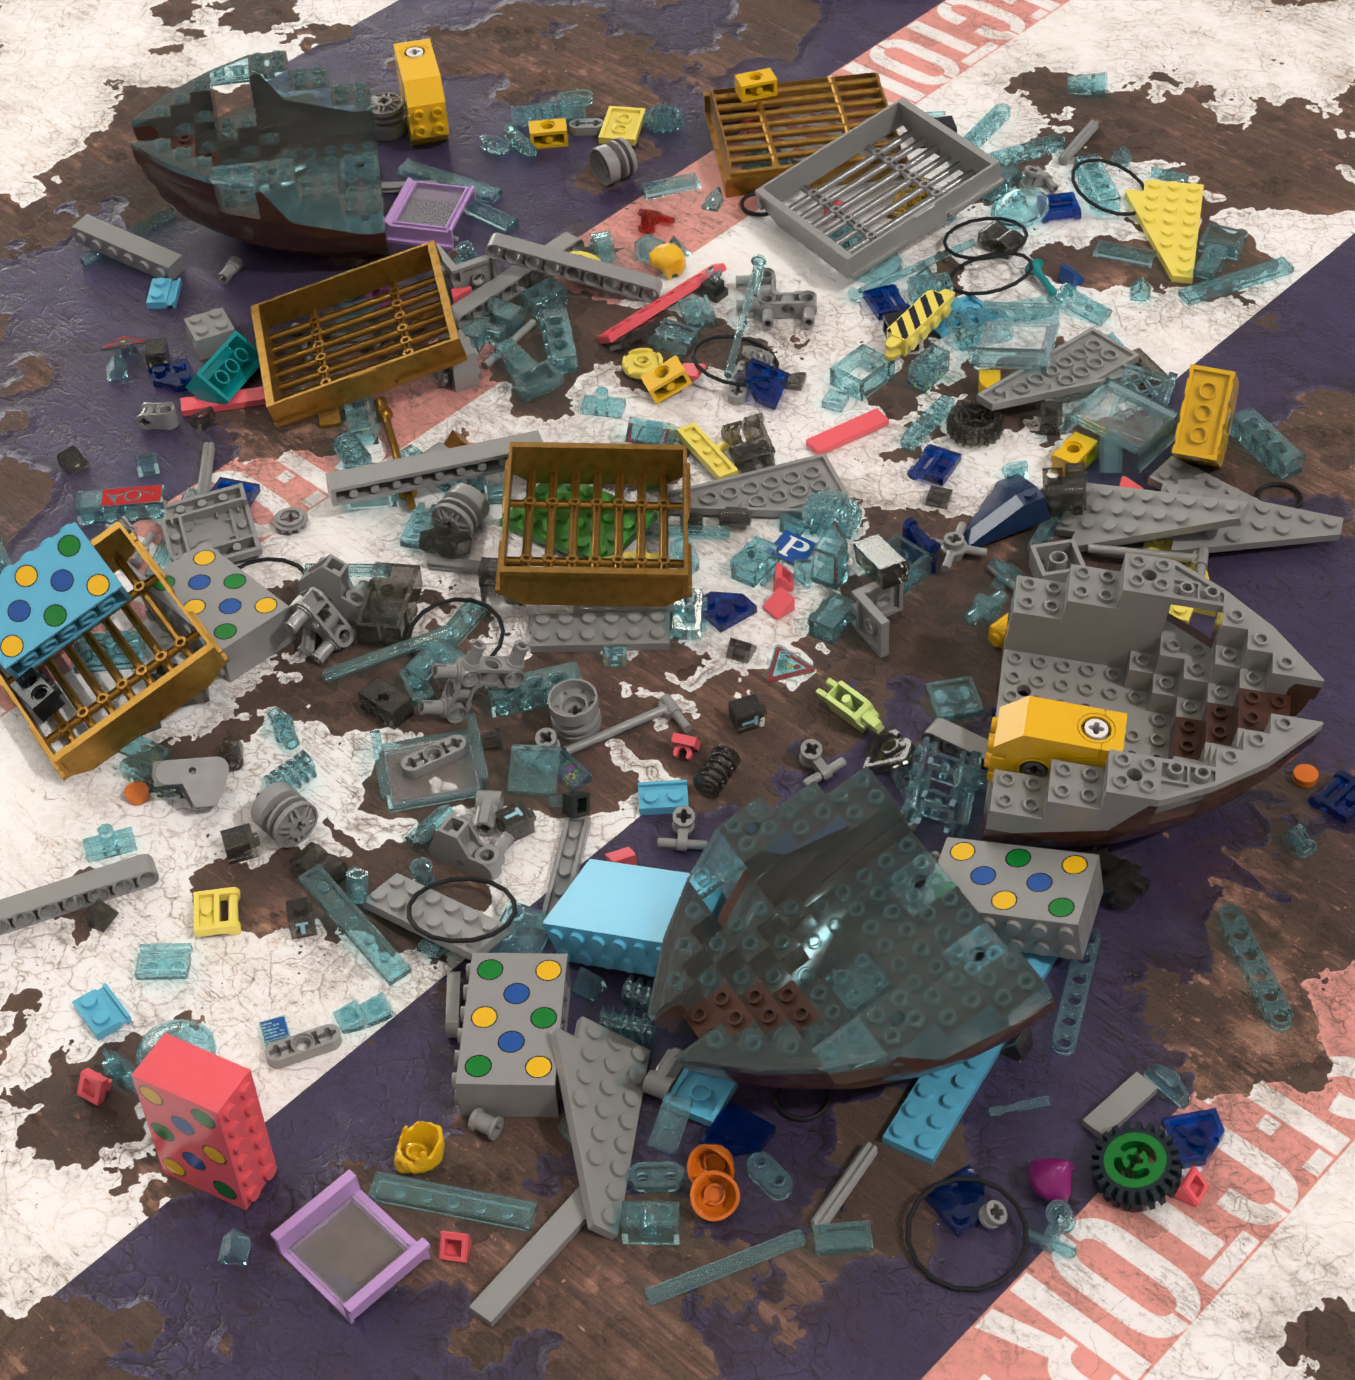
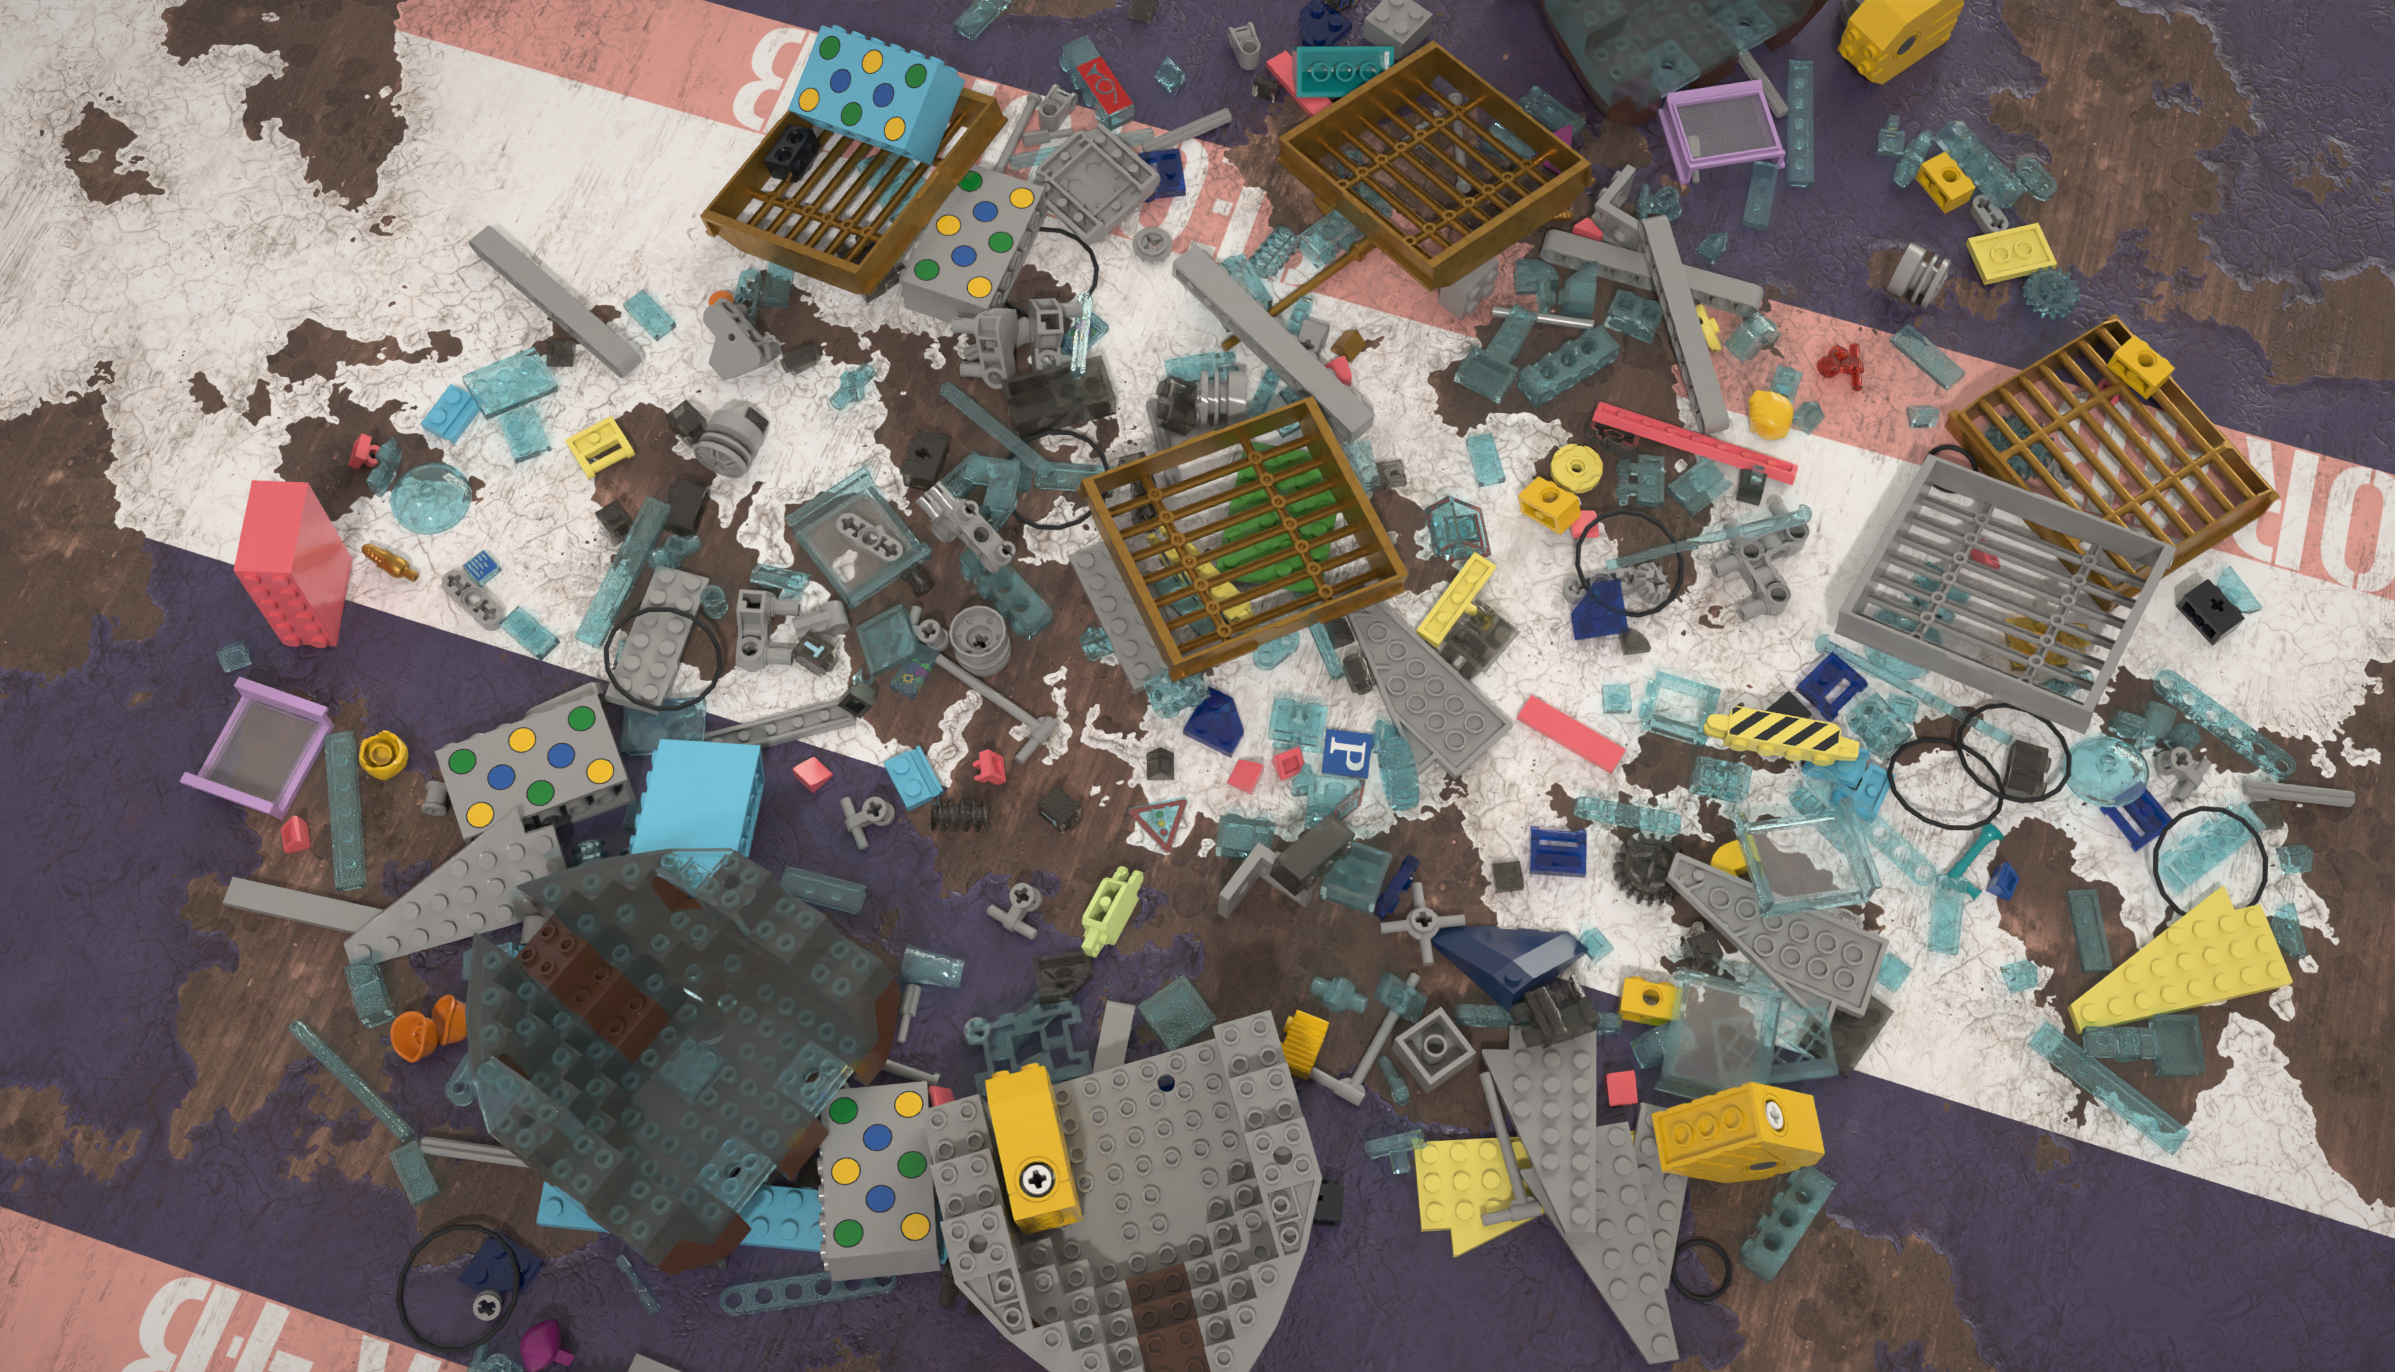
camera: 60 degrees right, 20 degrees up
(107, 954) = (510, 383): none -> clear light blue plate
(292, 771) = (790, 426): clear light blue piece -> none
(656, 1176) = (427, 977): clear light blue plate -> none
(988, 125) = (2242, 671): clear light blue beam -> none

